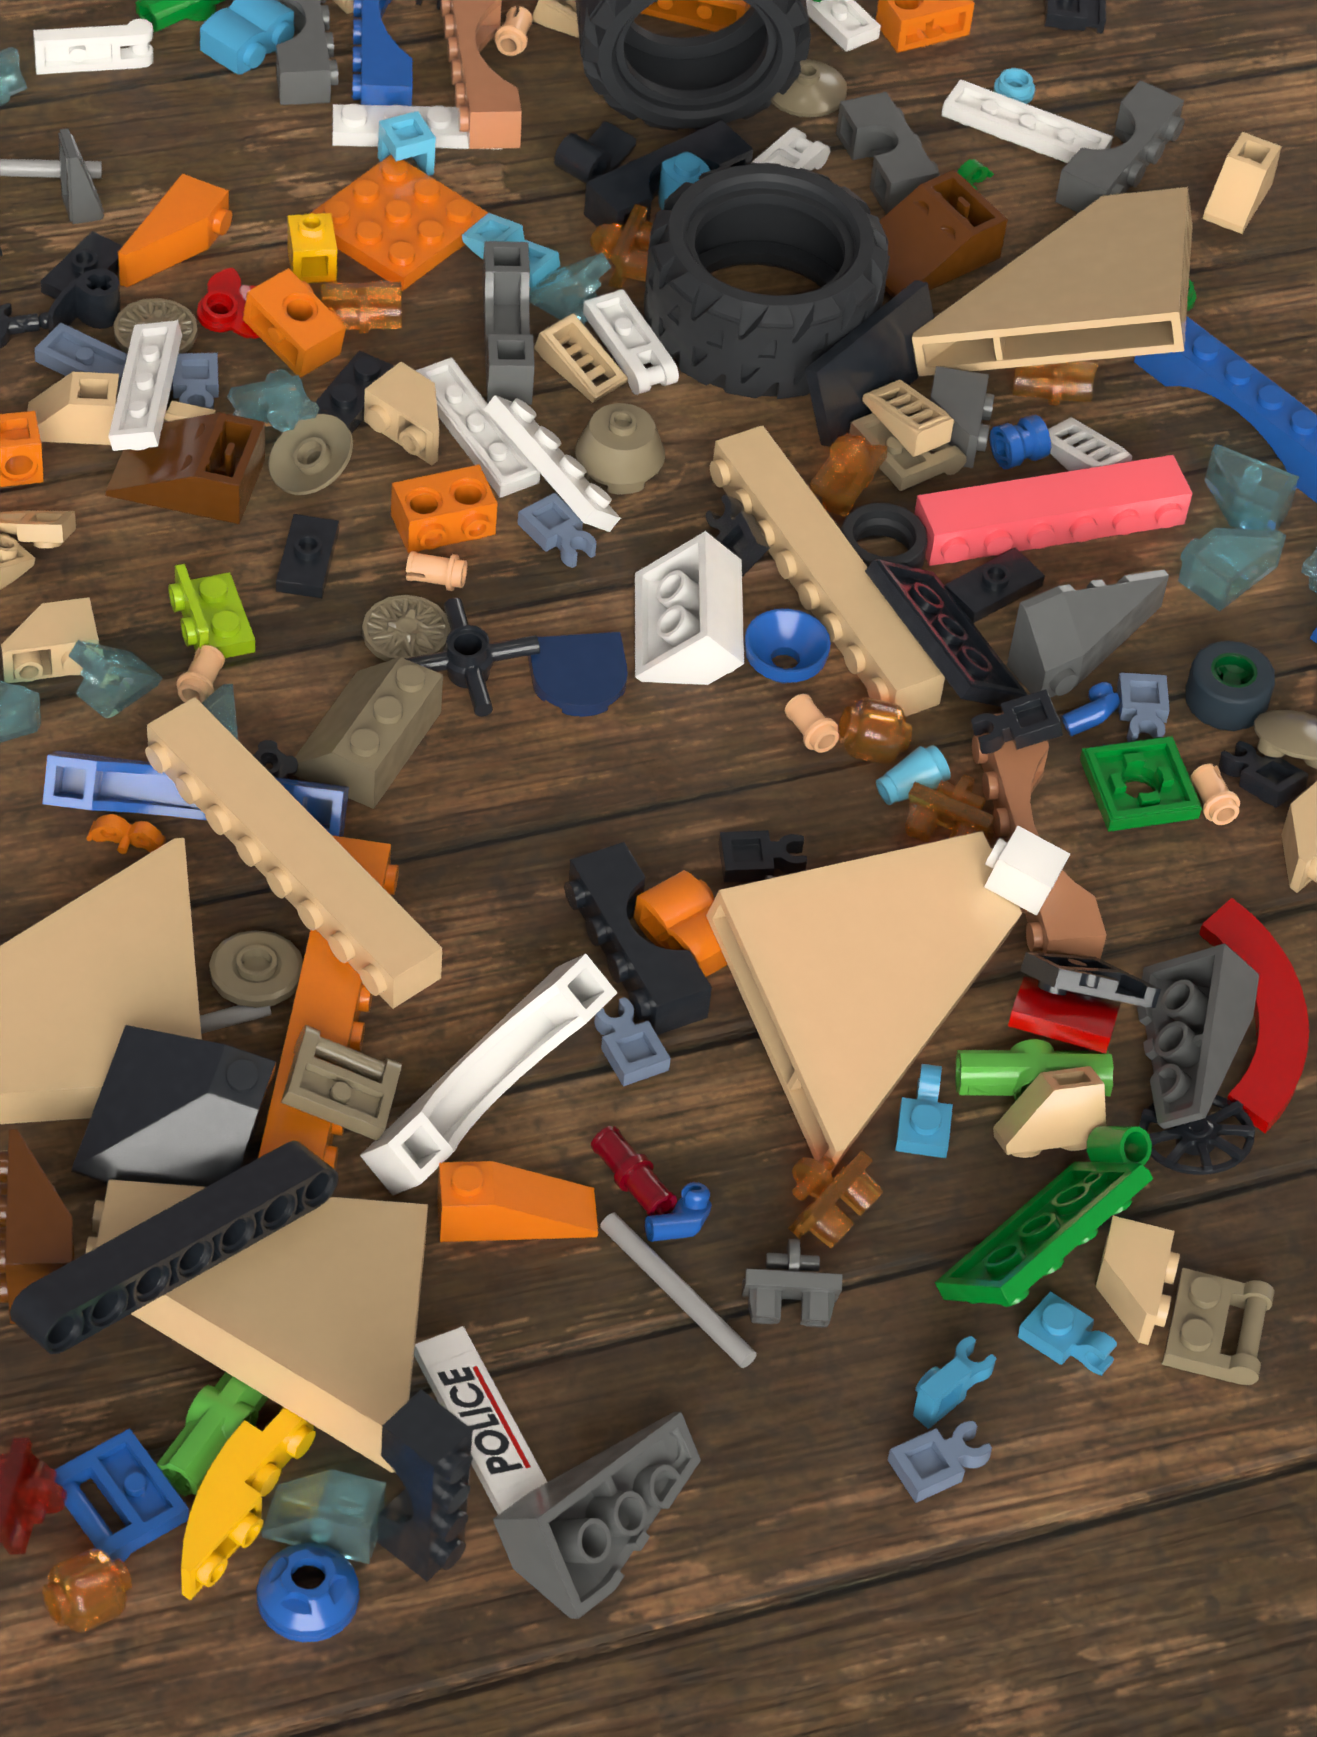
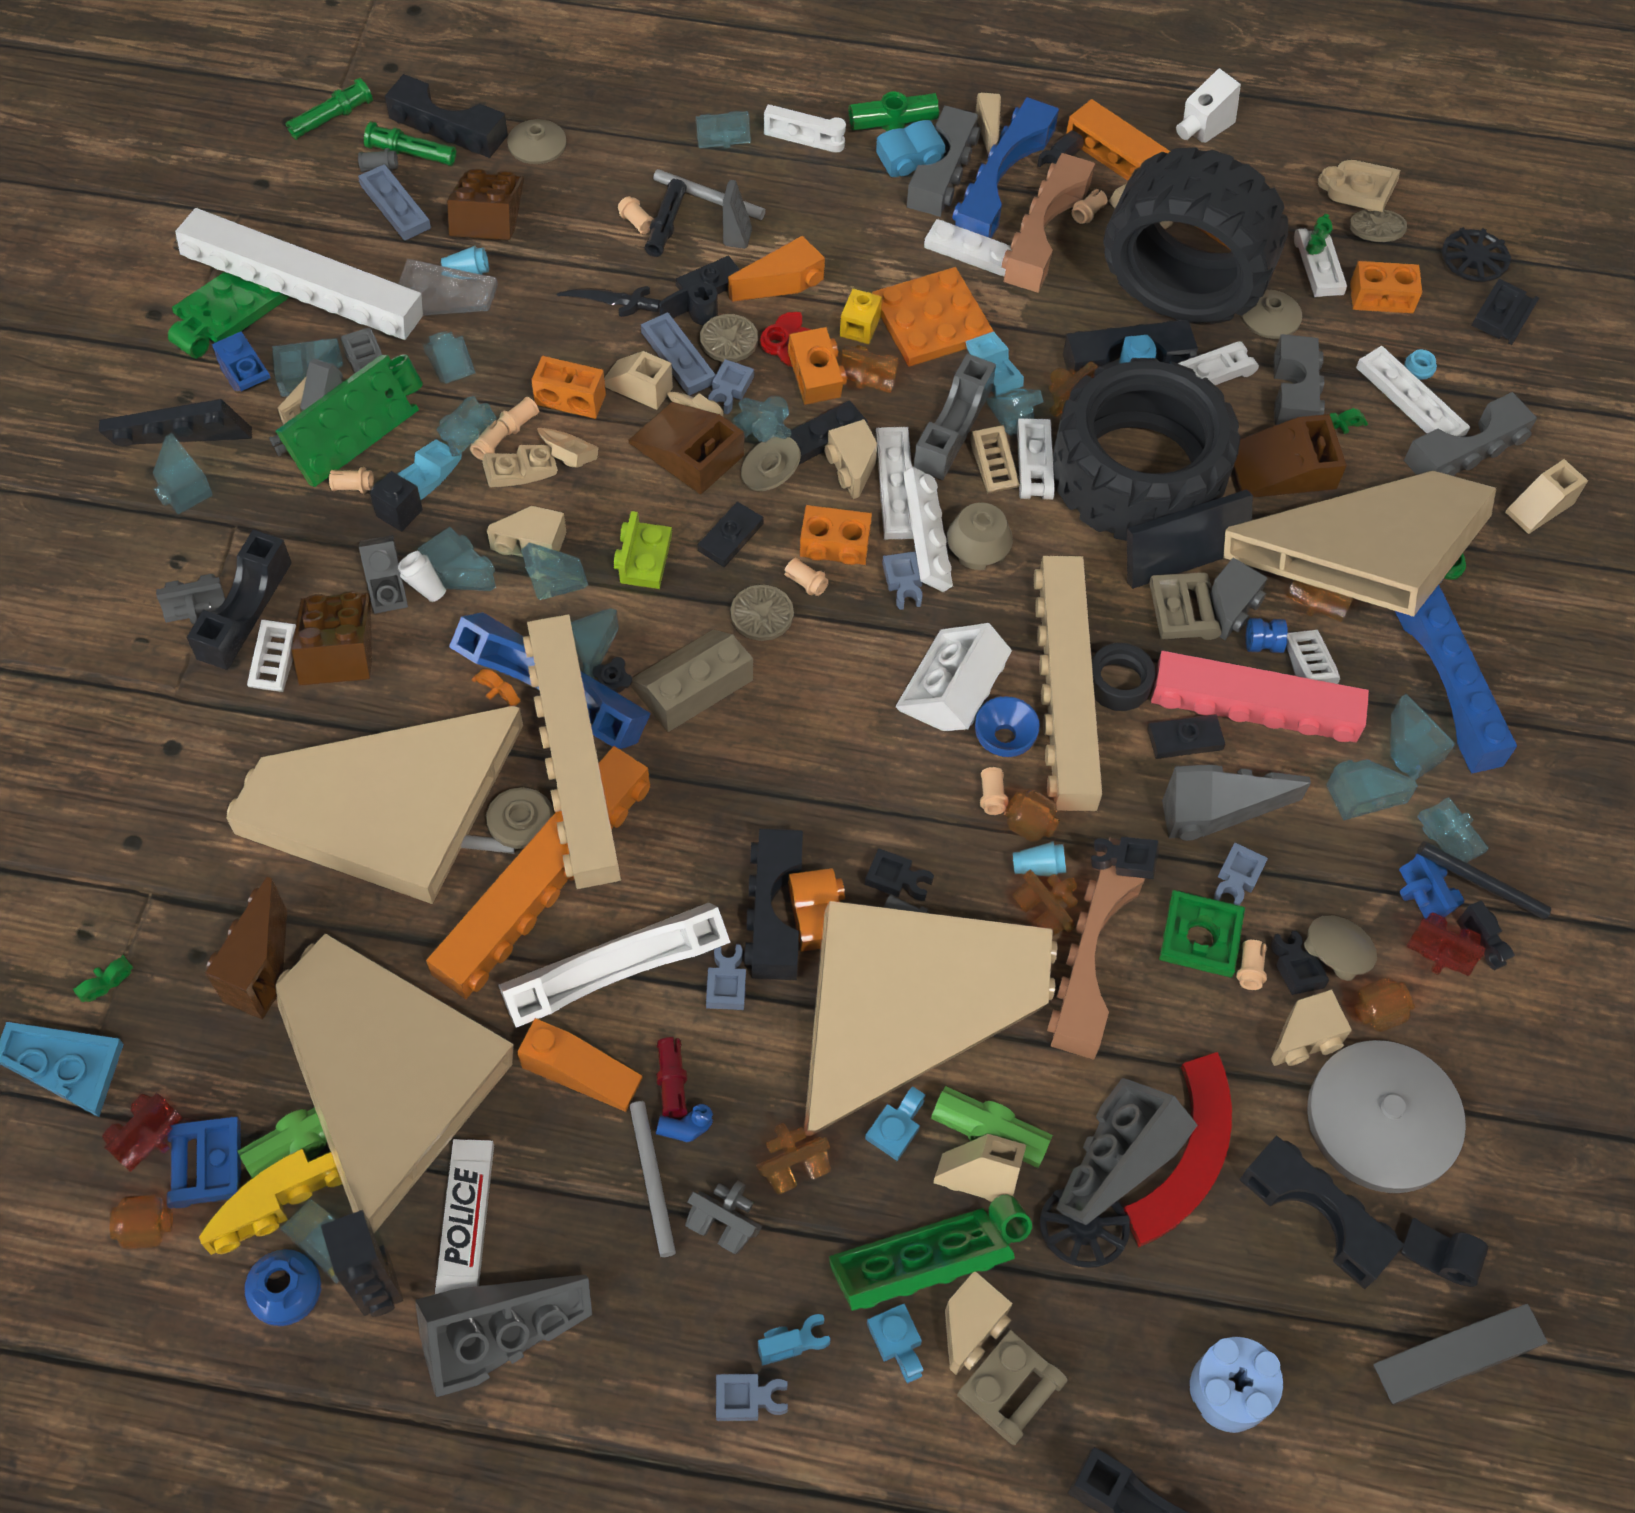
camera: 30 degrees right, 10 degrees up
(145, 386) = (685, 377): white plate -> none
(173, 1247) = (316, 1008): black beam -> none
(174, 1111) = (393, 907): black slope -> none
(201, 674) = (610, 593): light nougat pin -> none
(339, 1093) = (500, 939): dark tan plate -> none
(406, 138) = (966, 260): medium azure panel -> none
(470, 655) = (787, 659): black bar -> none
(580, 672) = (859, 687): dark blue tile -> none
(595, 156) = (1093, 316): black panel -> none
(739, 532) = (1023, 632): black plate -> none
(847, 472) = (1128, 610): clear orange hips -> none
(915, 437) = (1194, 607): tan slope -> none
(945, 633) = (1123, 764): black tile -> none
(1025, 869) = (1062, 973): white brick -> none
(1066, 1018) = (1038, 1091): red slope -> none
(1089, 977) = (1069, 1073): black wing -> none
(1094, 713) = (1201, 864): blue arm -> none
(1229, 685) = (1312, 884): black wheel -> none

